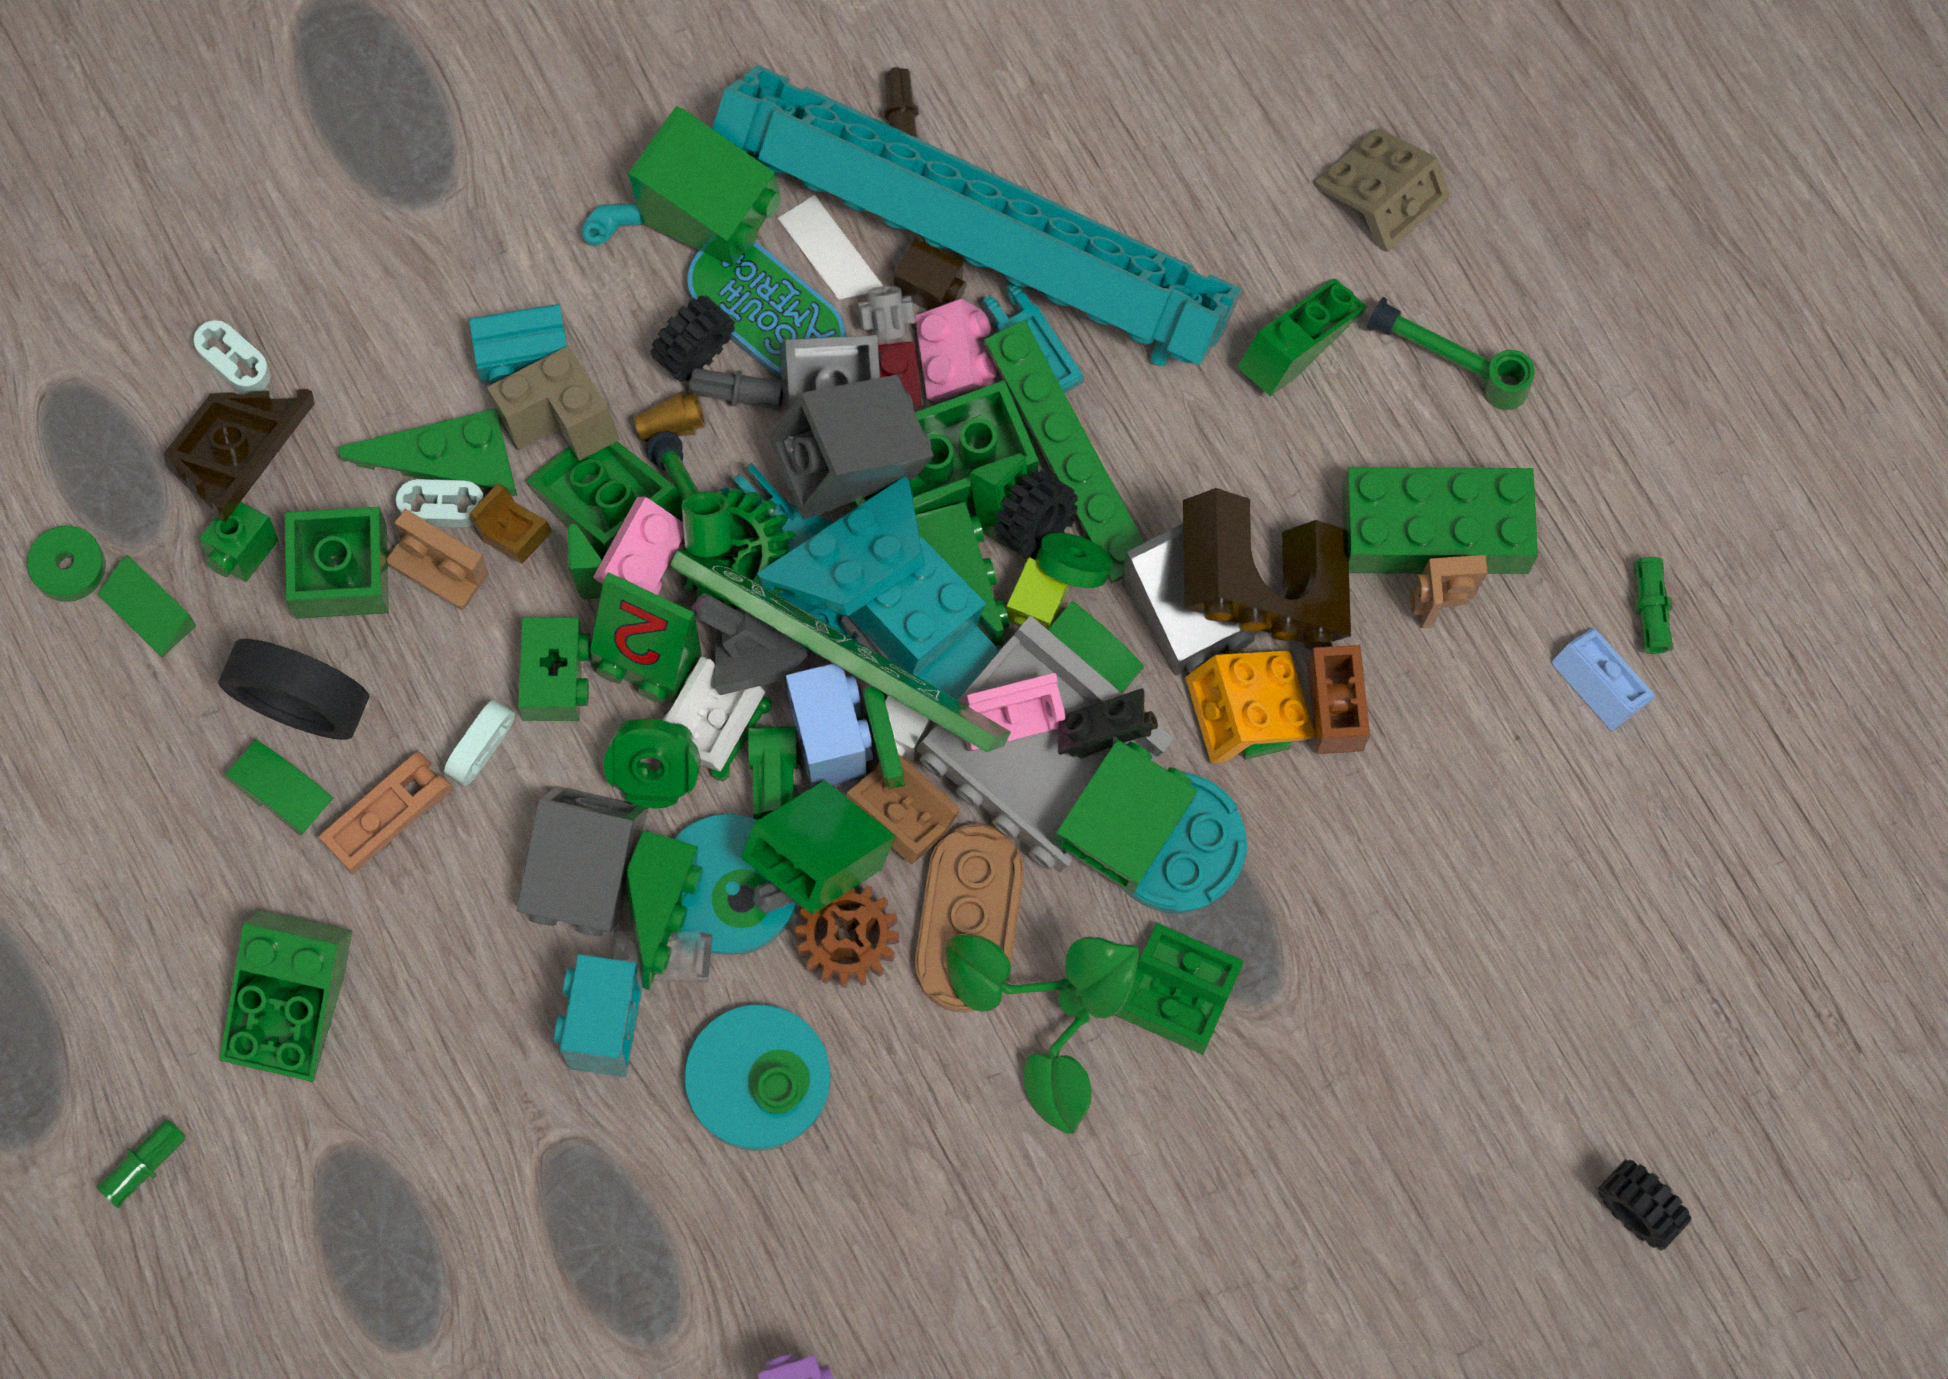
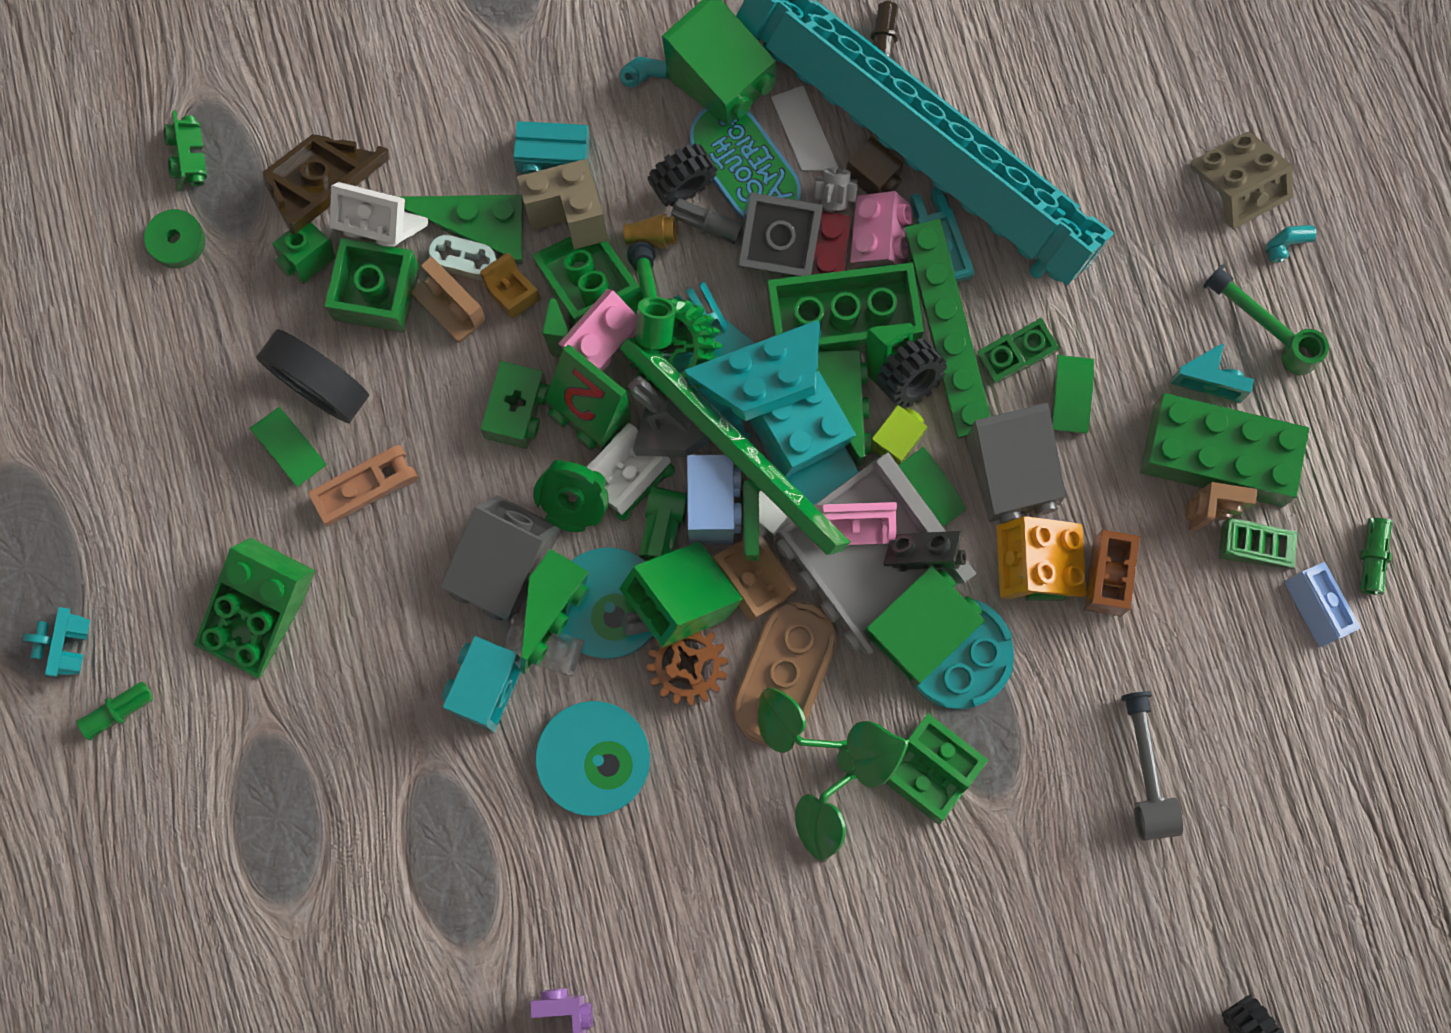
camera: 15 degrees right, 5 degrees up
(44, 435) = (182, 137): none -> green hinge
(51, 1075) = (59, 661): none -> teal hips
(146, 607) = (224, 285): green slope -> none
(239, 350) = (341, 106): light aqua beam -> none
(318, 474) = (372, 215): none -> white bracket
(479, 742) = (446, 448): light aqua beam -> none
(777, 1089) = (604, 773): green plate -> none
(849, 443) = (780, 284): dark grey slope -> none
(1074, 560) = (932, 415): green piece -> none
(1160, 459) = (1018, 351): none -> green slope
(1227, 586) = (1048, 466): dark brown arch -> none
(1240, 474) = (1072, 393): none -> green slope
(1300, 336) = (1149, 280): green slope -> none
(1393, 438) = (1204, 377): none -> teal slope
(1456, 244) = (1289, 235): none -> teal arm
(1464, 976) = (1158, 815): none -> dark grey piece
(1479, 642) = (1229, 550): none -> green slope

